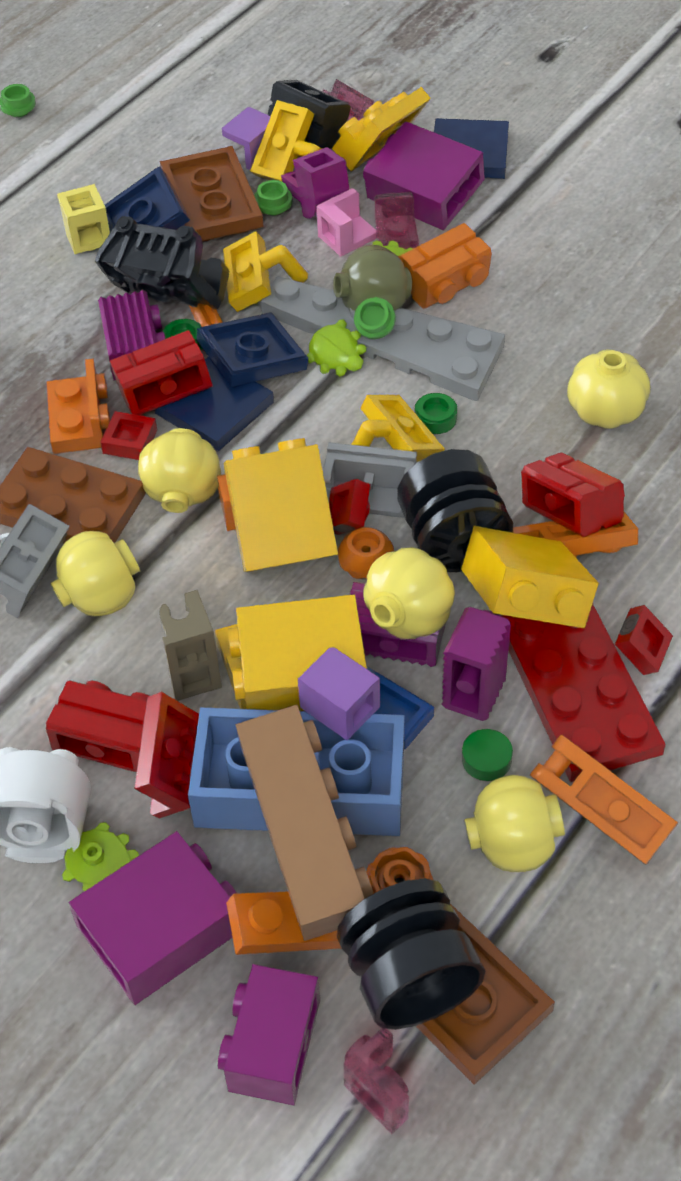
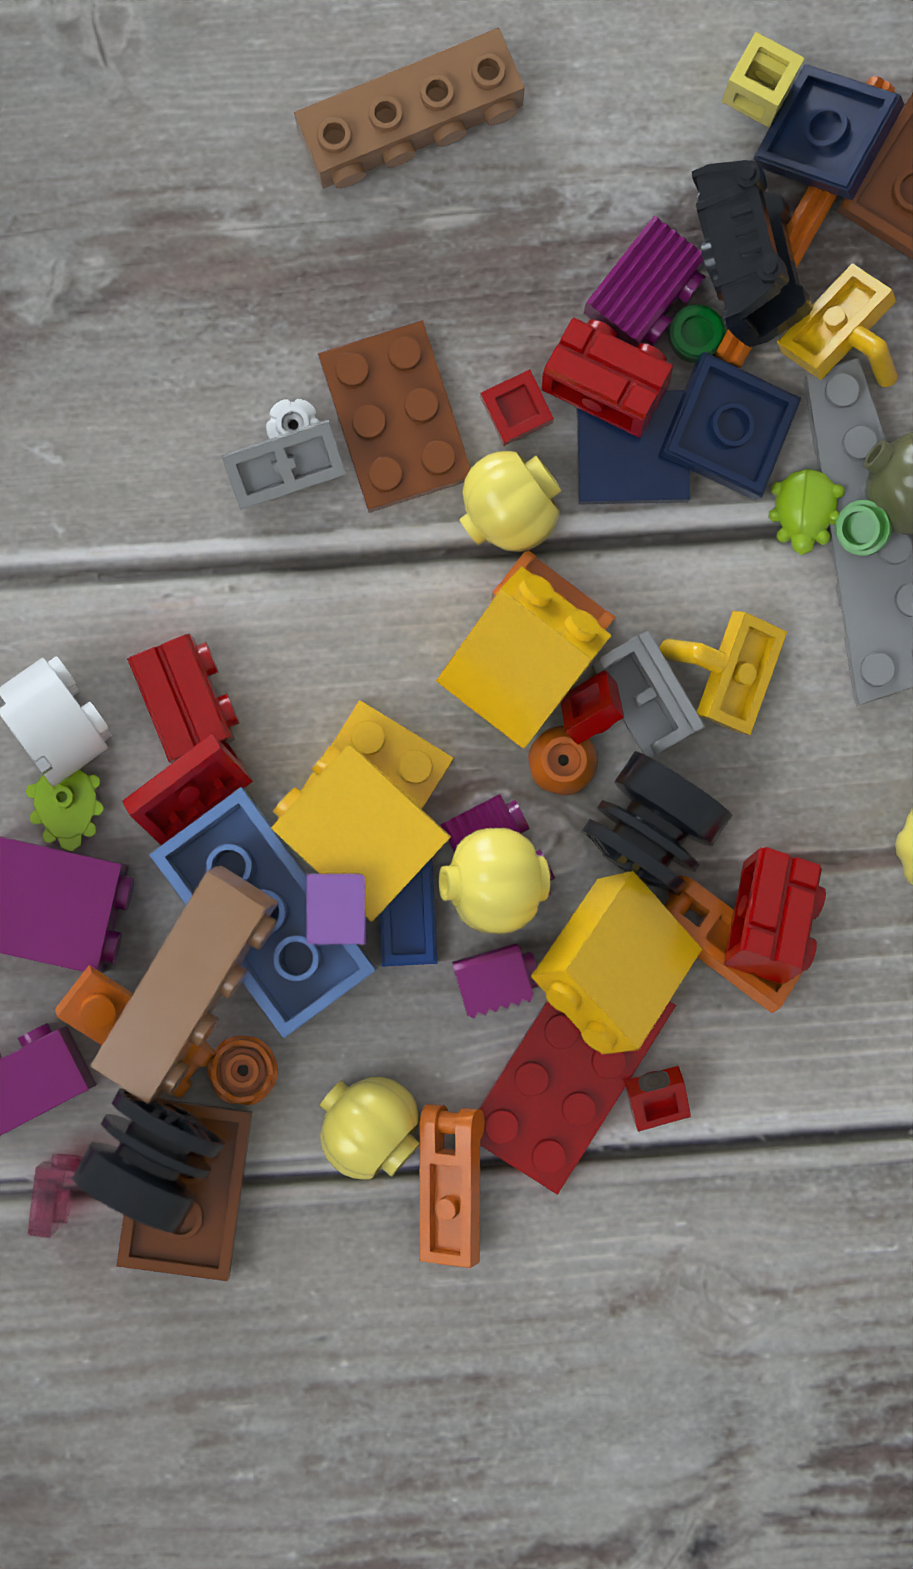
camera: 45 degrees right, 35 degrees up
(77, 411) = (508, 321): orange bracket -> none
(95, 573) = (328, 535): light yellow plant -> none
(190, 649) = (299, 714): dark tan hinge -> none
(437, 412) = (799, 681): green tile -> none
(487, 754) = (427, 1045): green tile -> none

